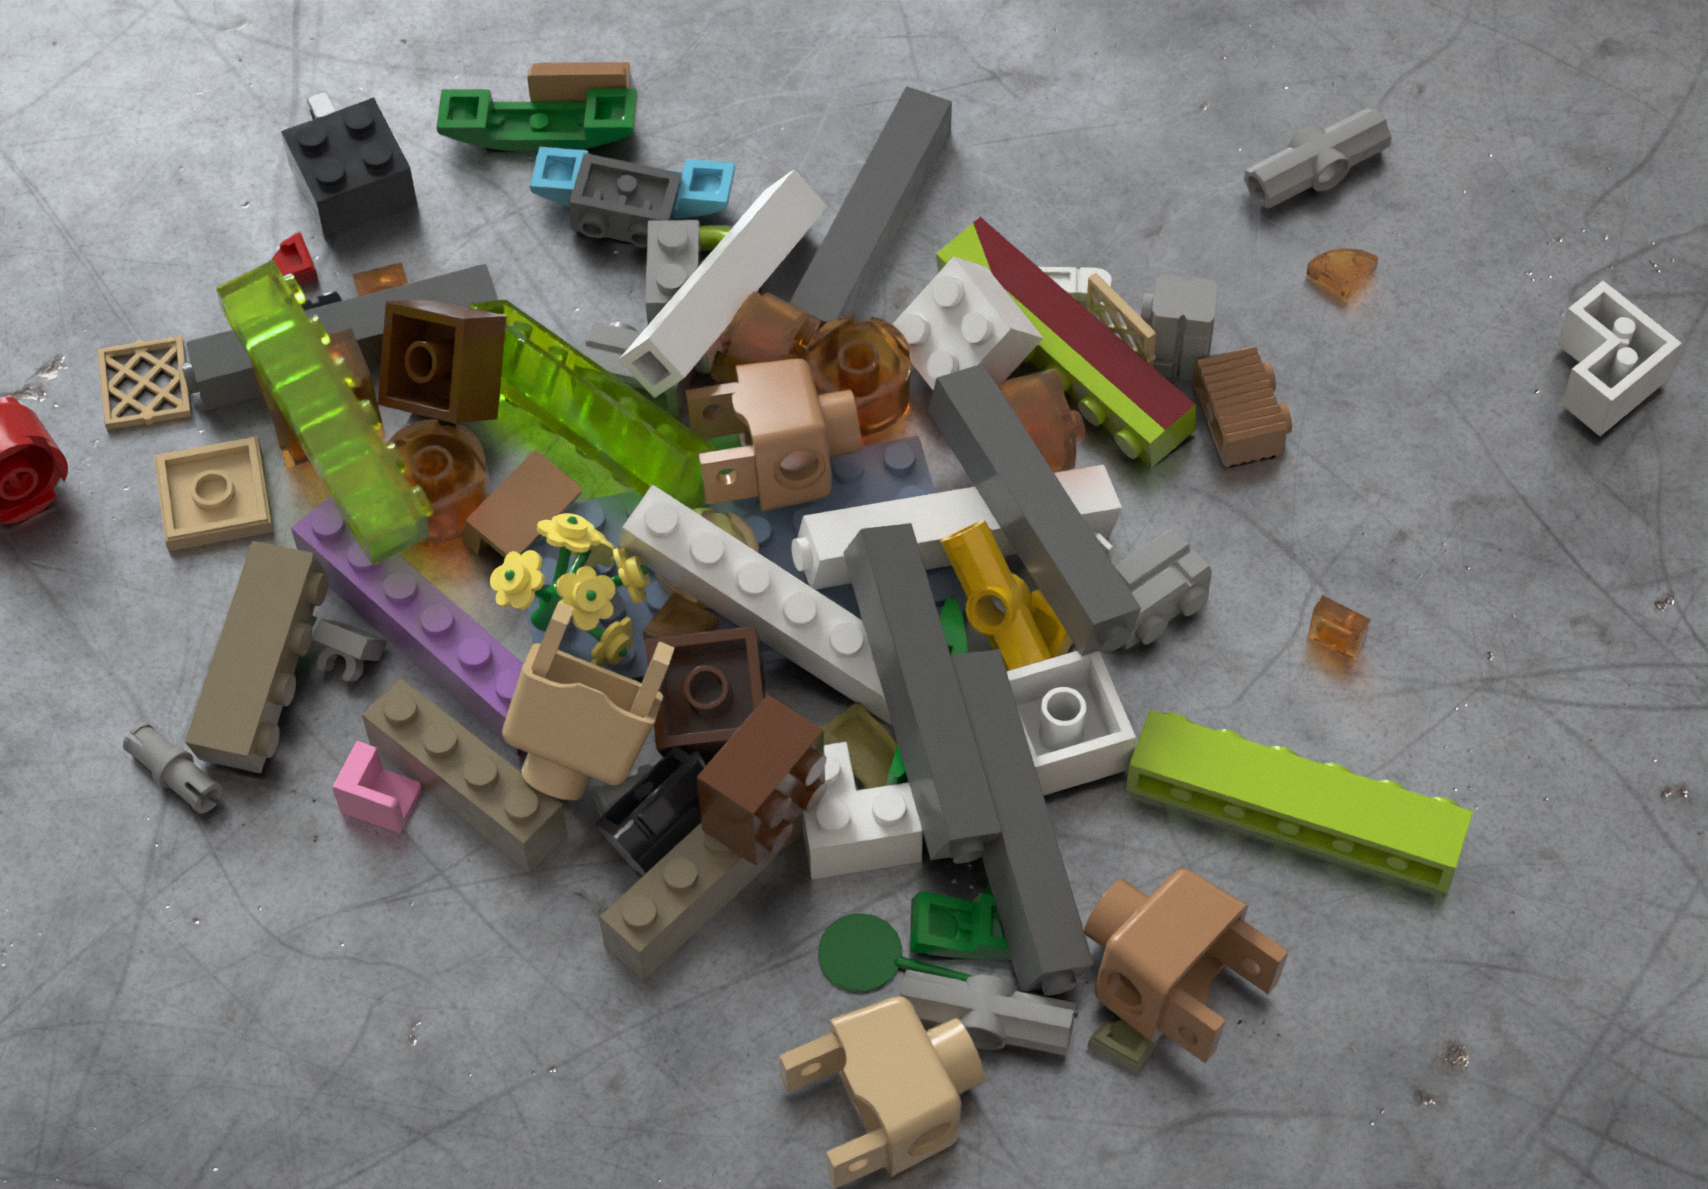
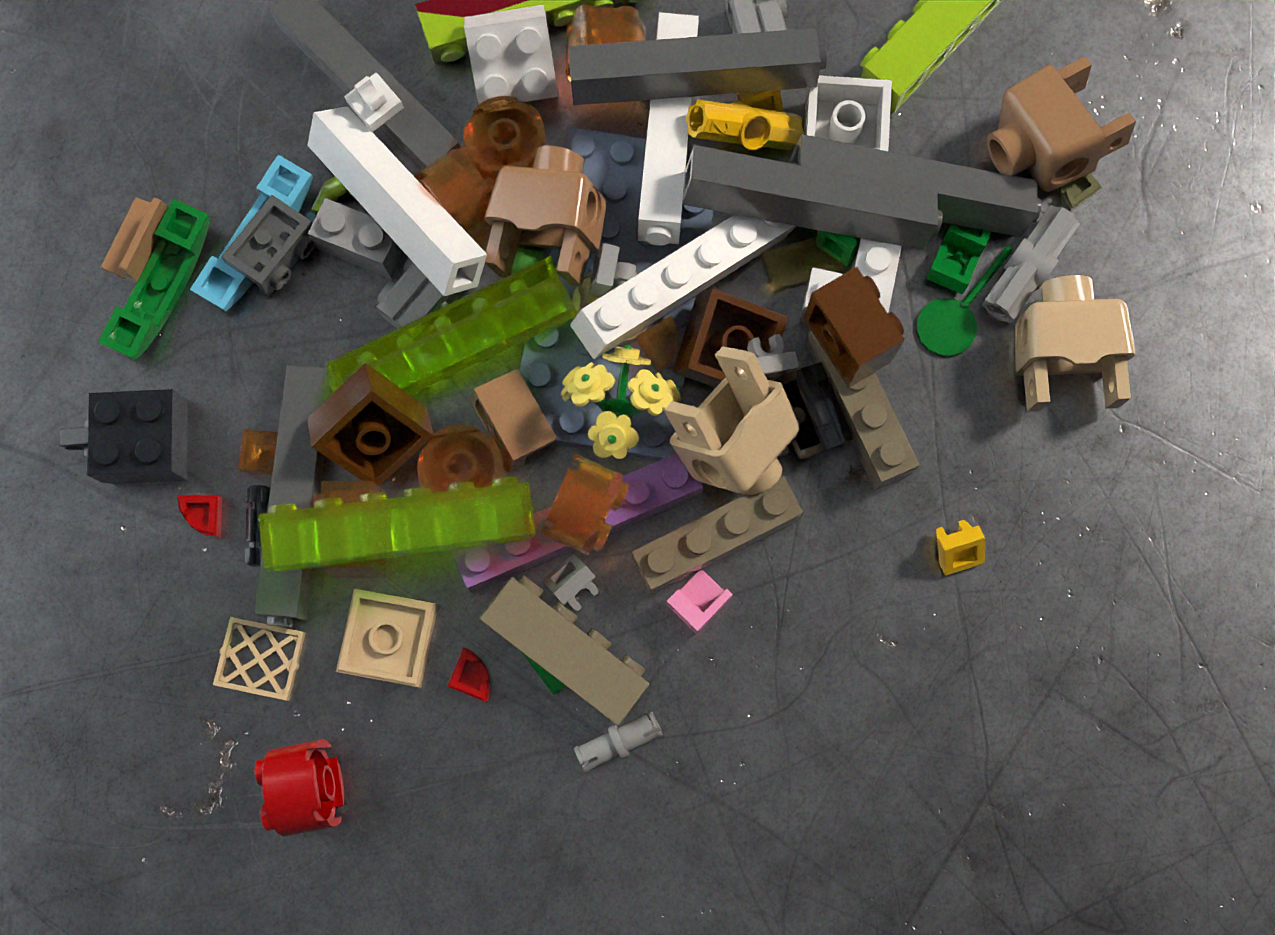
camera: 65 degrees left, 20 degrees up
(199, 592) = (471, 676): none -> red tile
(421, 581) = (584, 505): none -> clear orange brick
(560, 1059) = (960, 549): none -> yellow tile
(686, 723) = (774, 363): none -> light grey tile
(735, 515) = (608, 271): none -> light grey tile
(838, 221) = (373, 101): none -> white tile

